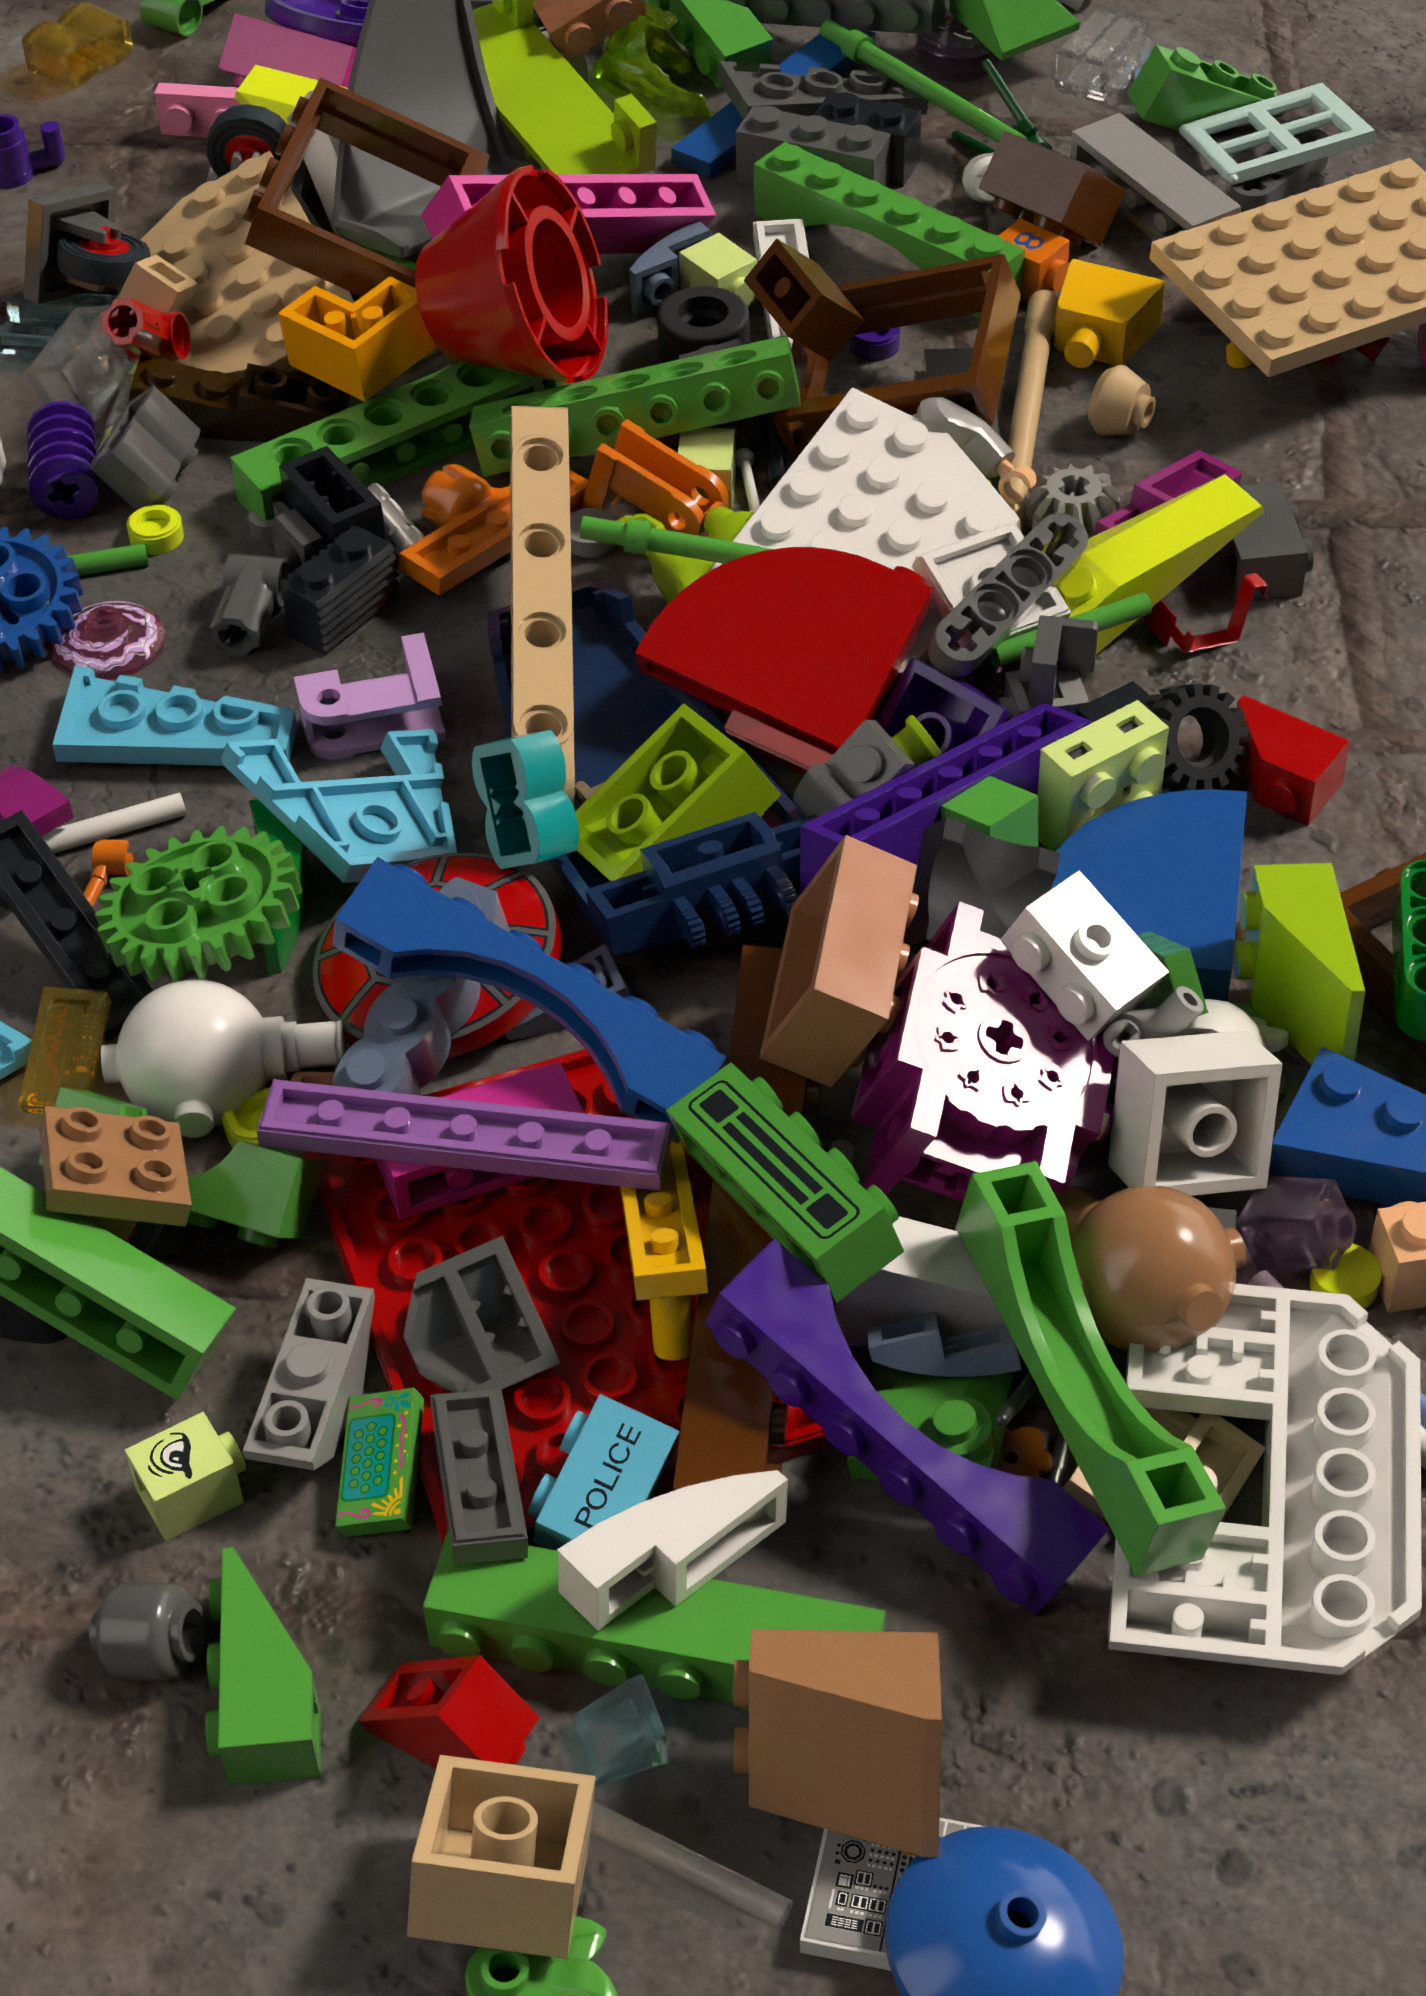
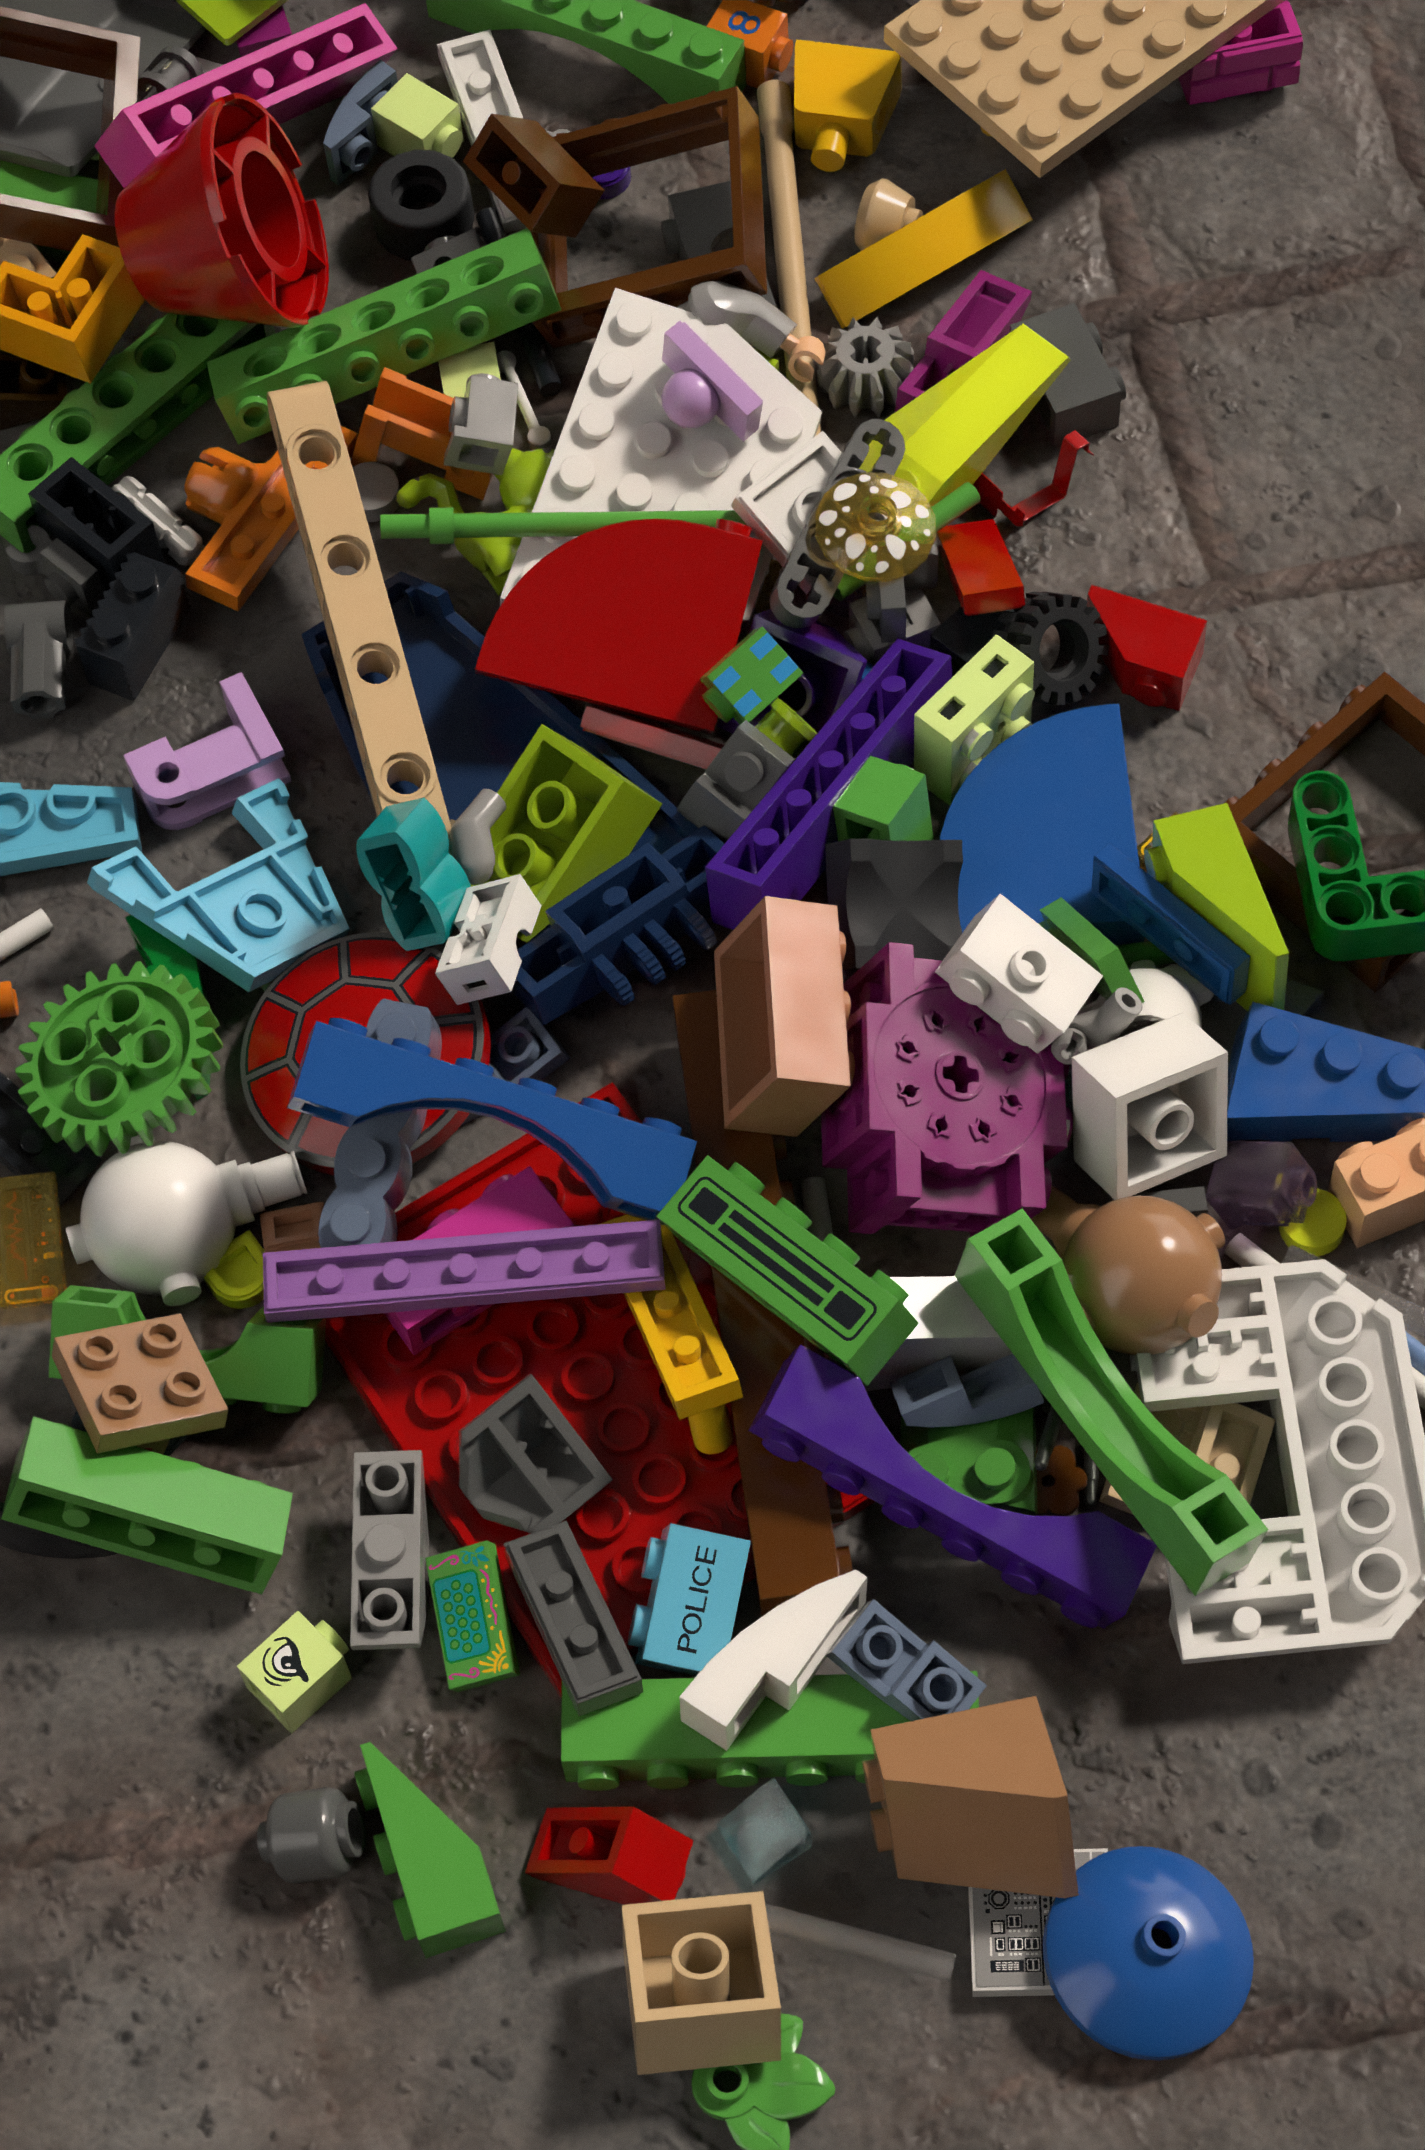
camera: 10 degrees left, 15 degrees up
(578, 866) = (487, 939): none -> white piece
(591, 787) = (472, 838): none -> light grey arm
(700, 475) = (482, 425): none -> light grey brick
(801, 1581) = (902, 1668): none -> sand blue slope
(893, 695) = (749, 677): none -> bright green brick
(913, 467) = (705, 386): none -> lavender tile
(1042, 596) = (873, 547): none -> clear yellow dish
(1139, 665) = (980, 567): none -> red tile
(1152, 425) = (923, 248): none -> yellow slope
(1253, 968) = (1170, 924): none -> blue tile

